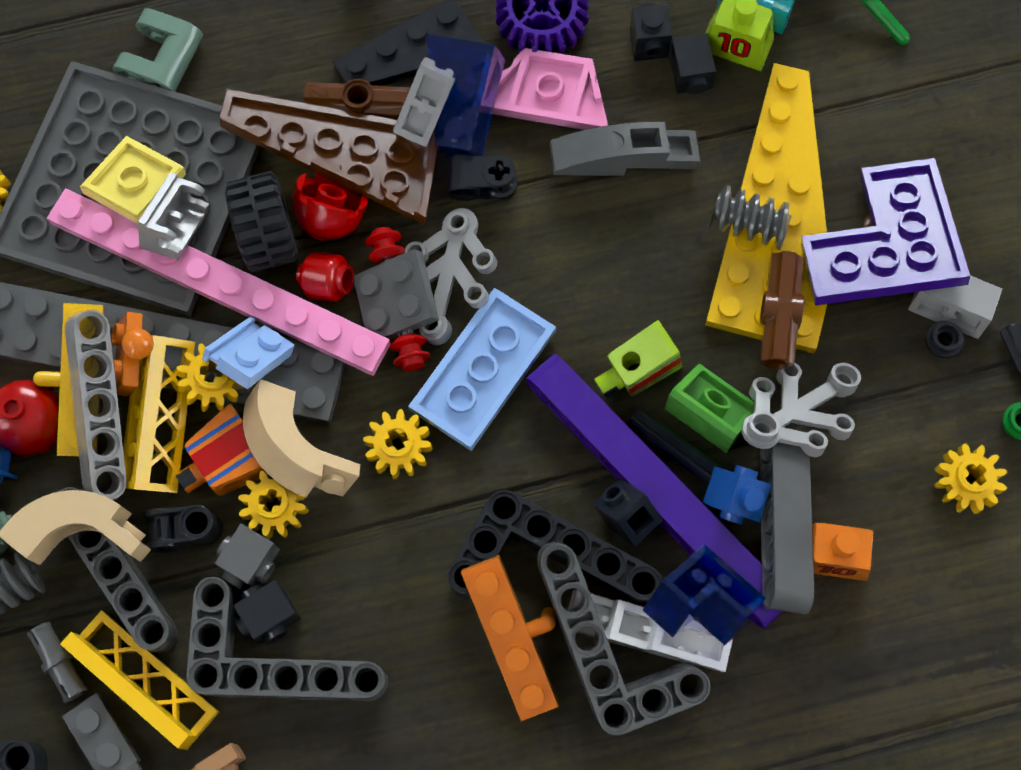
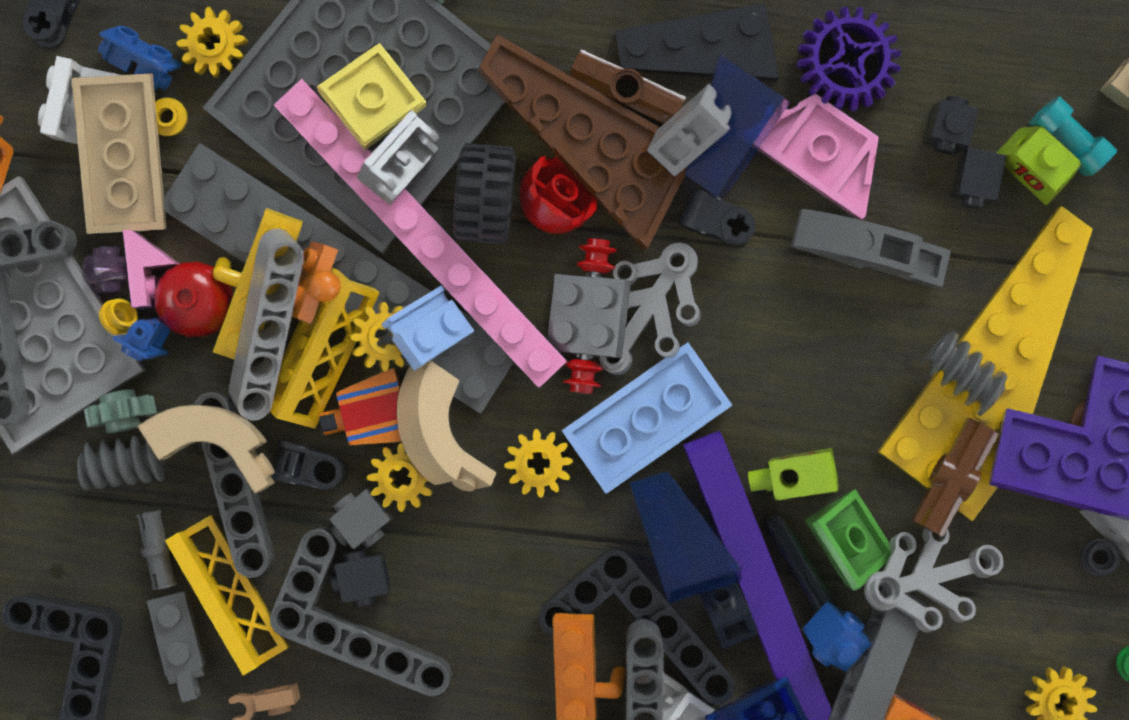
camera: 15 degrees right, 15 degrees up
(325, 277) = (527, 267): red head -> none
(556, 458) = (681, 542): none -> clear blue wedge

